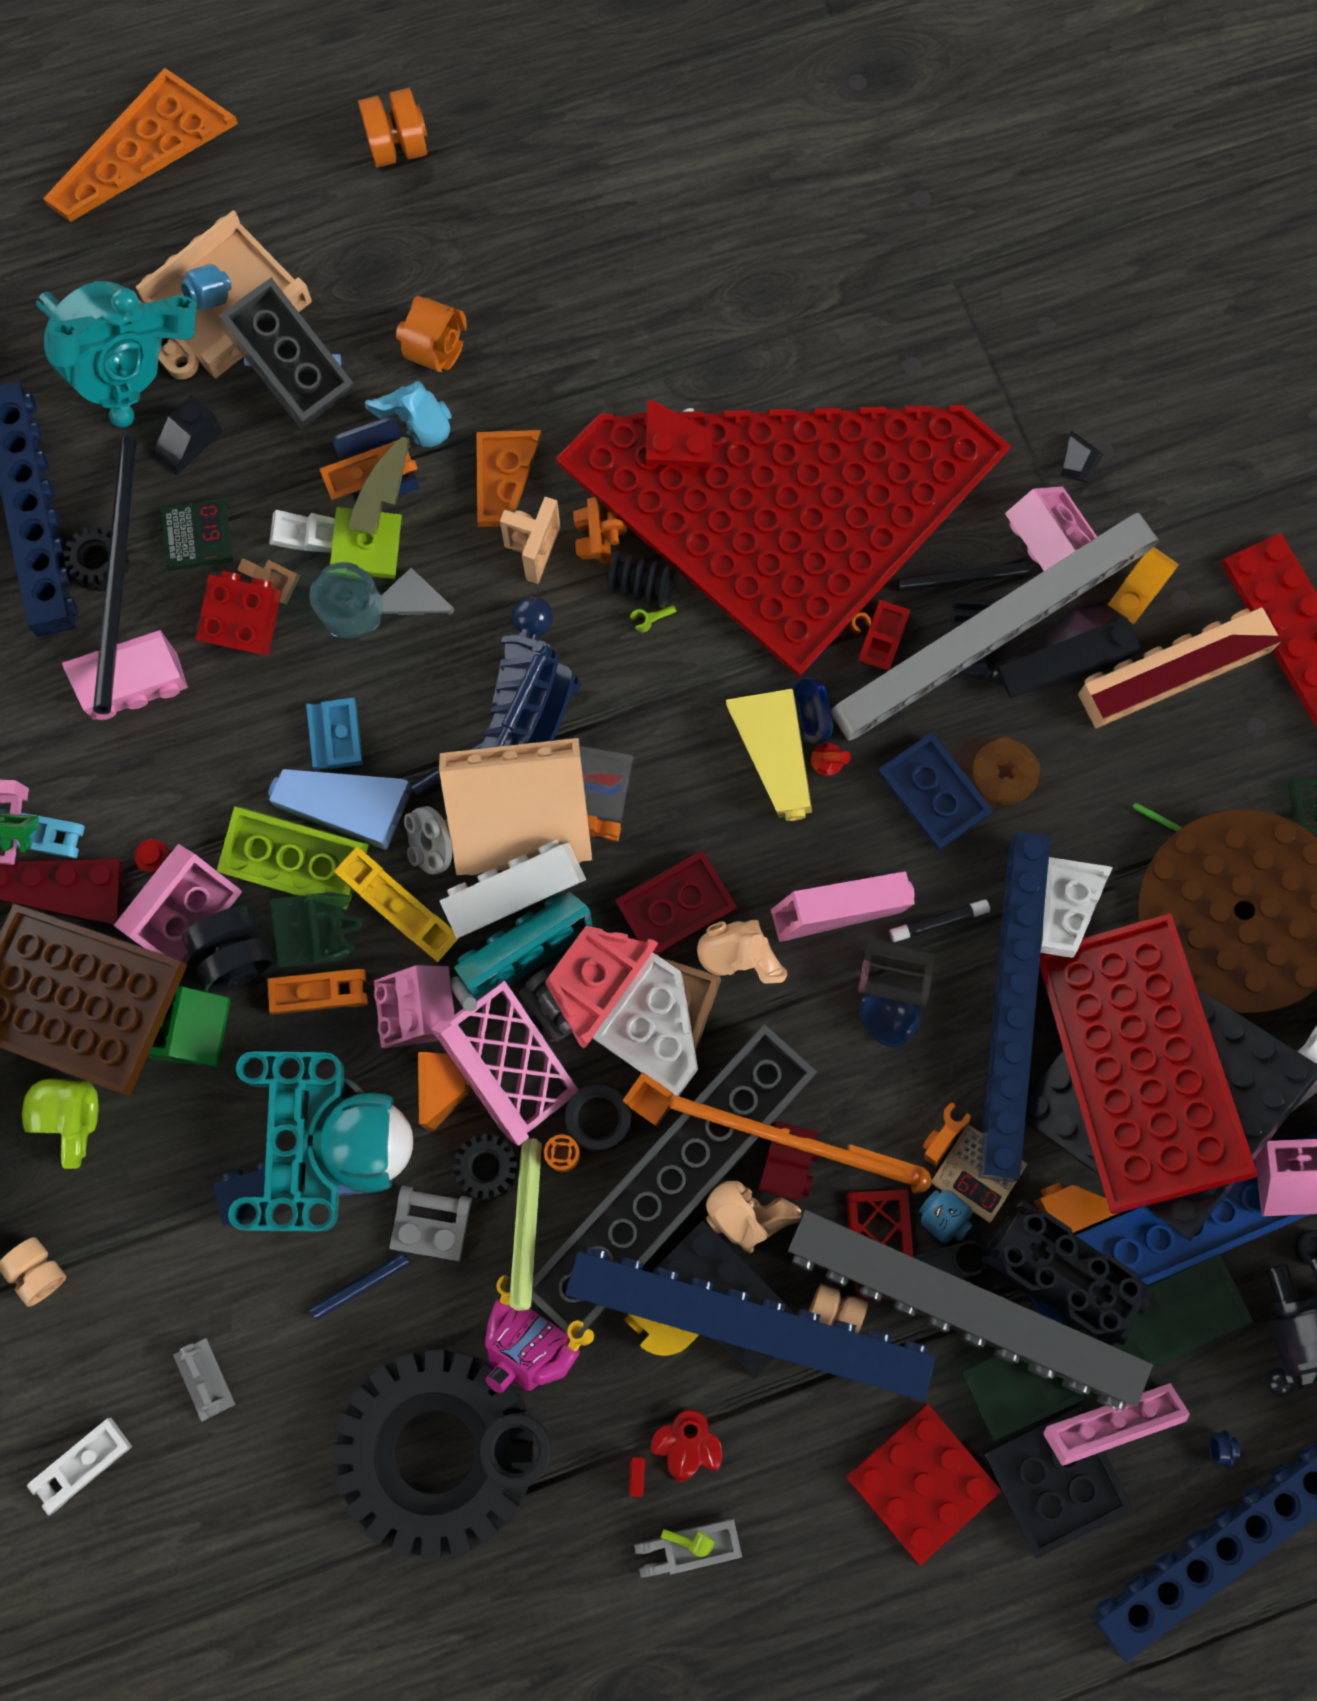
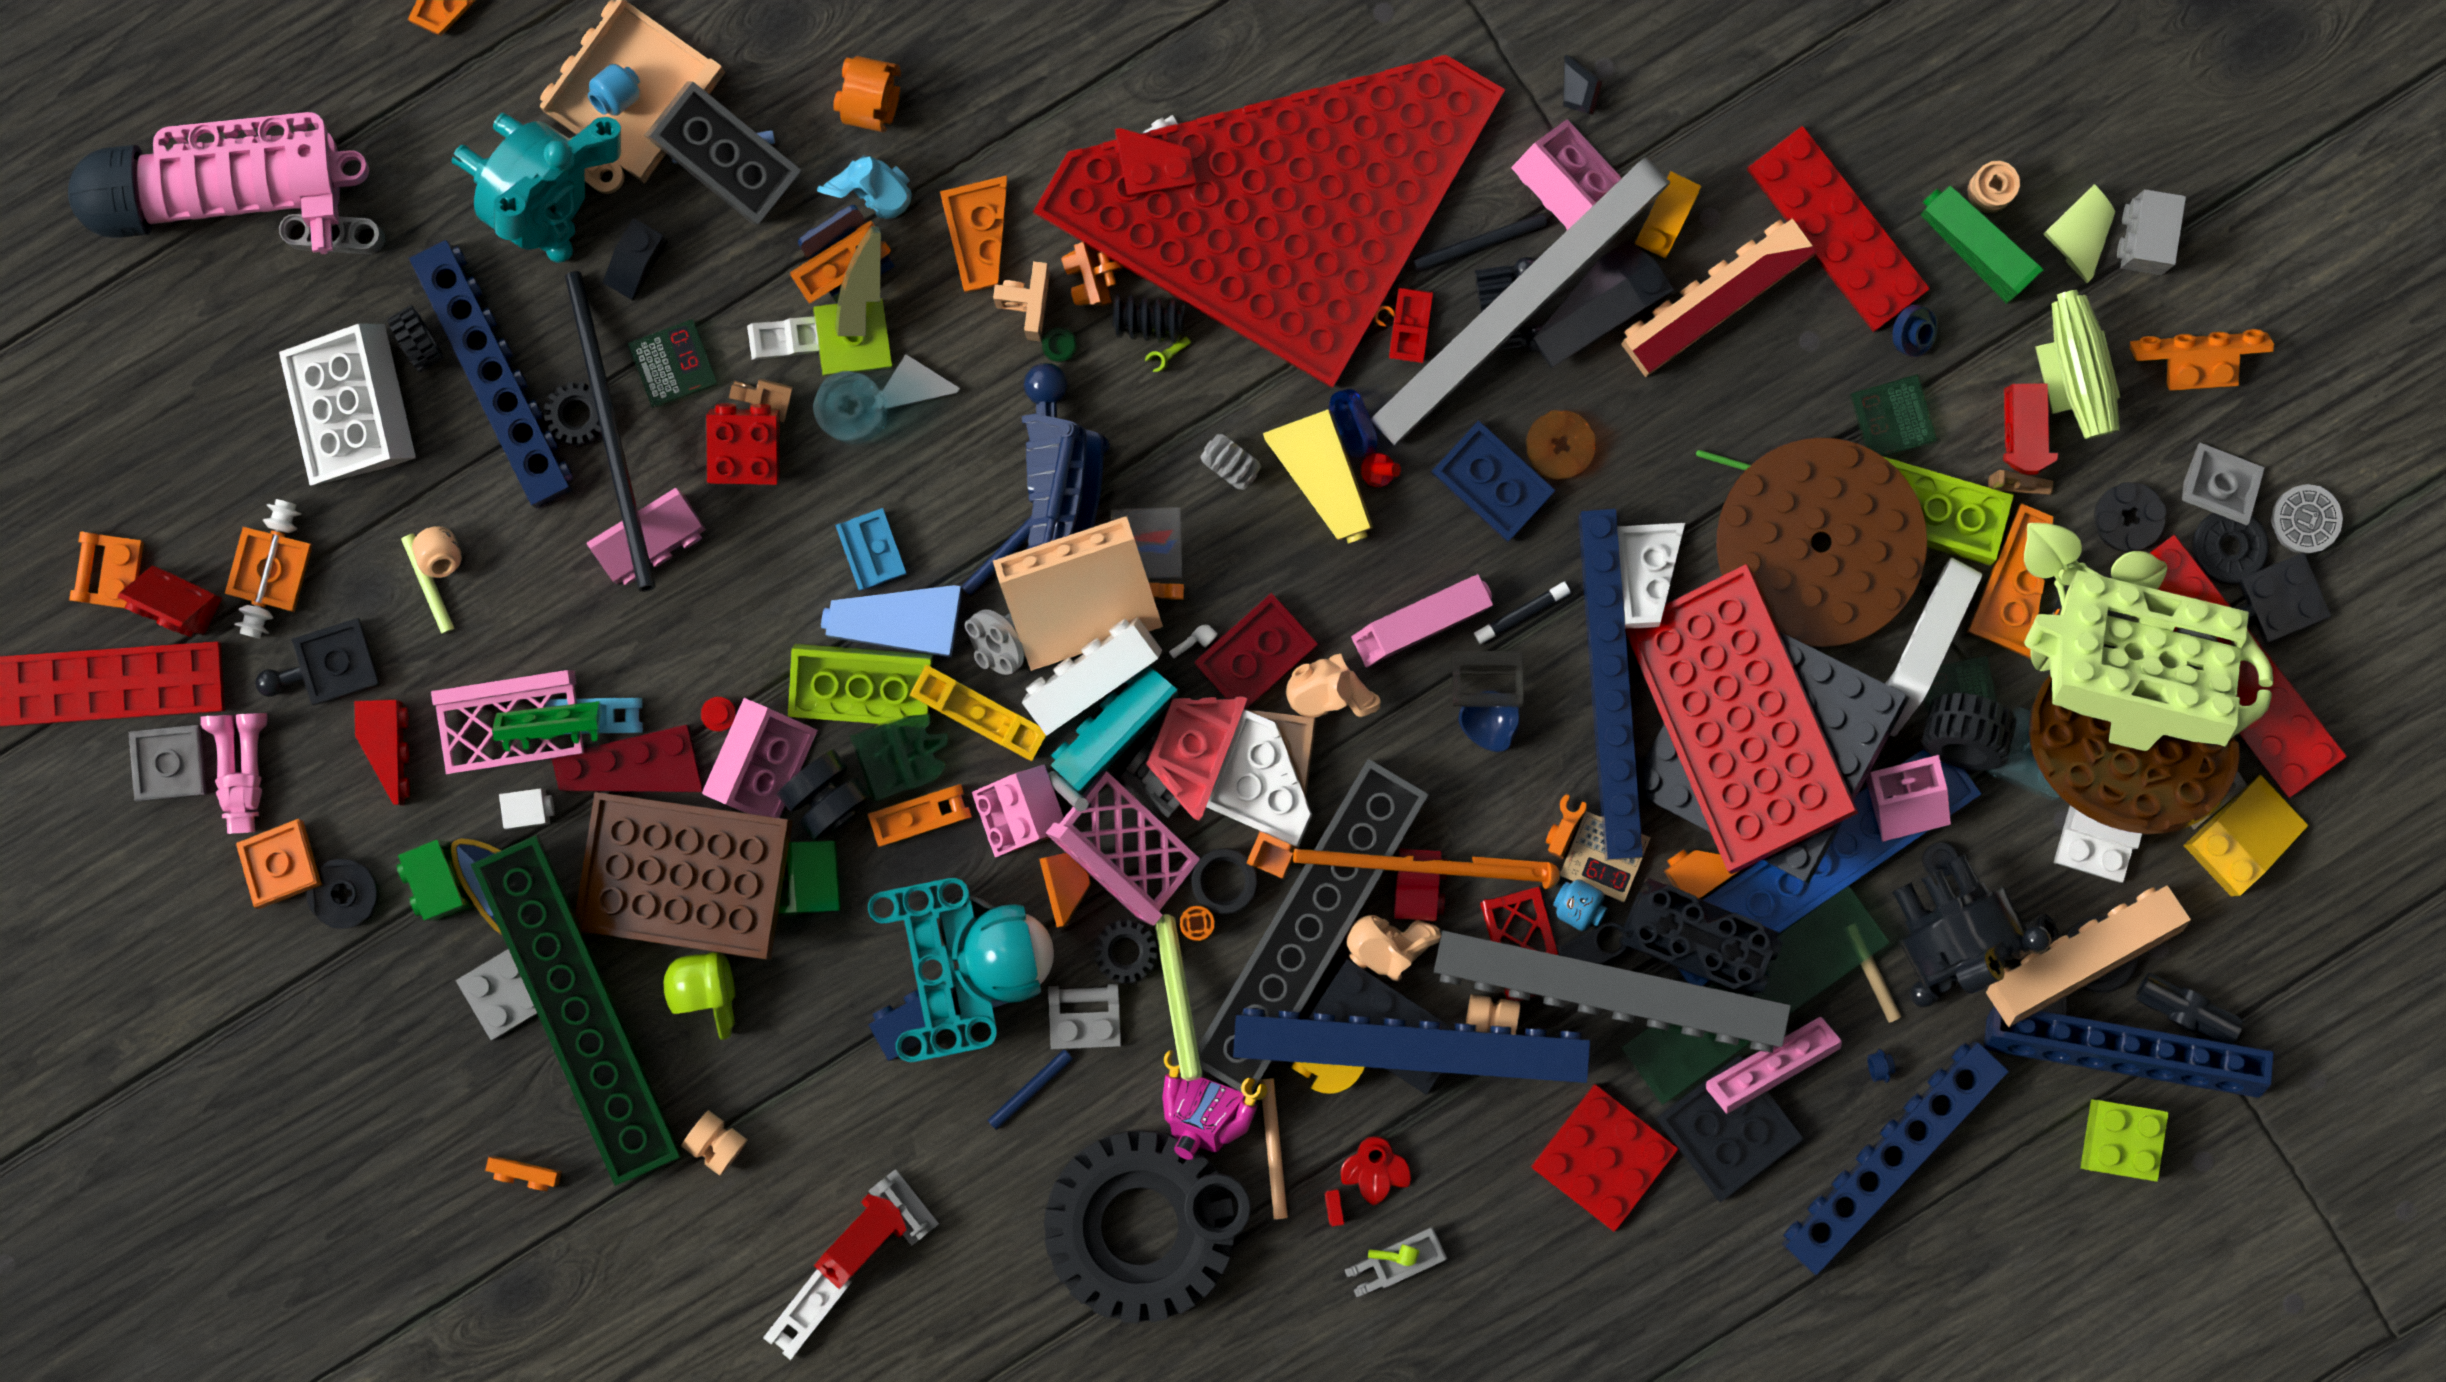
camera: 10 degrees left, 10 degrees up
(148, 1405) = (861, 1240): none -> red piece
(554, 588) = (1059, 345): none -> dark green tile
(589, 1402) = (1274, 1151): none -> light nougat bar
(627, 876) = (1203, 634): none -> white hand
(690, 720) = (1230, 461): none -> light grey gear
(1234, 1369) = (1880, 989): none -> tan bar

